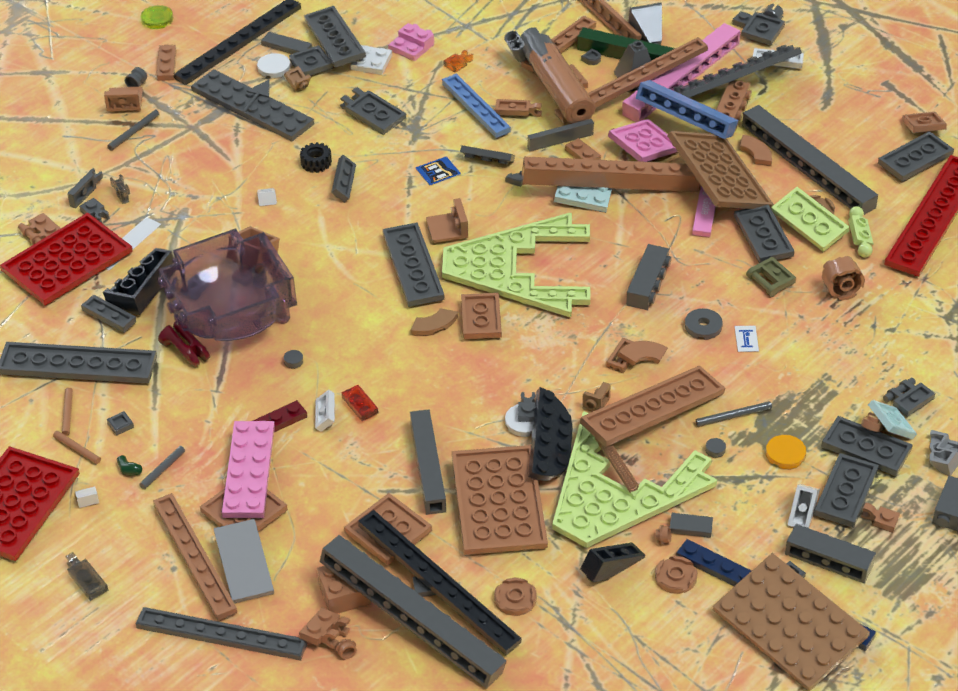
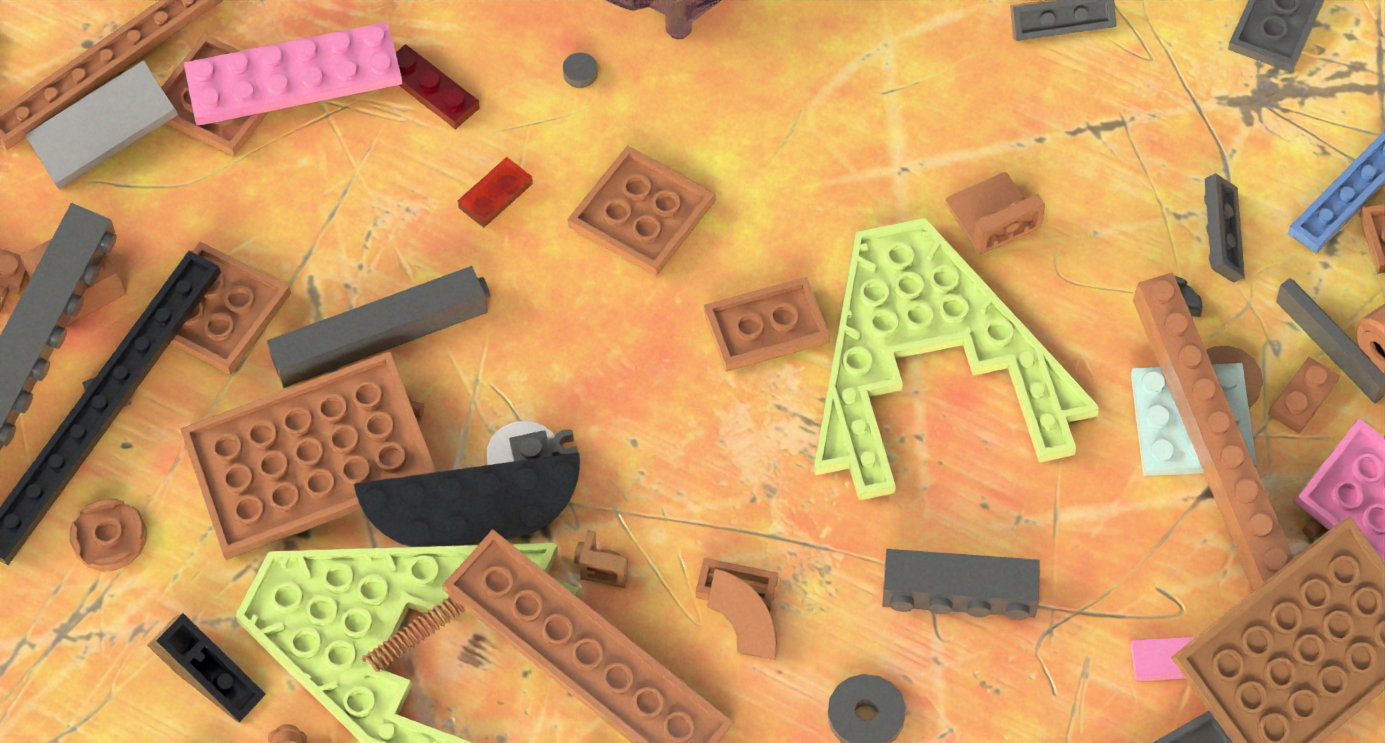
camera: 75 degrees right, 15 degrees up
(324, 411) = (473, 143): white plate -> none
(394, 348) = (641, 210): none -> nougat plate
(413, 264) = (870, 183): dark grey plate -> none
(428, 325) = (730, 257): medium nougat tile -> none
(438, 170) = (1157, 162): sticker -> none

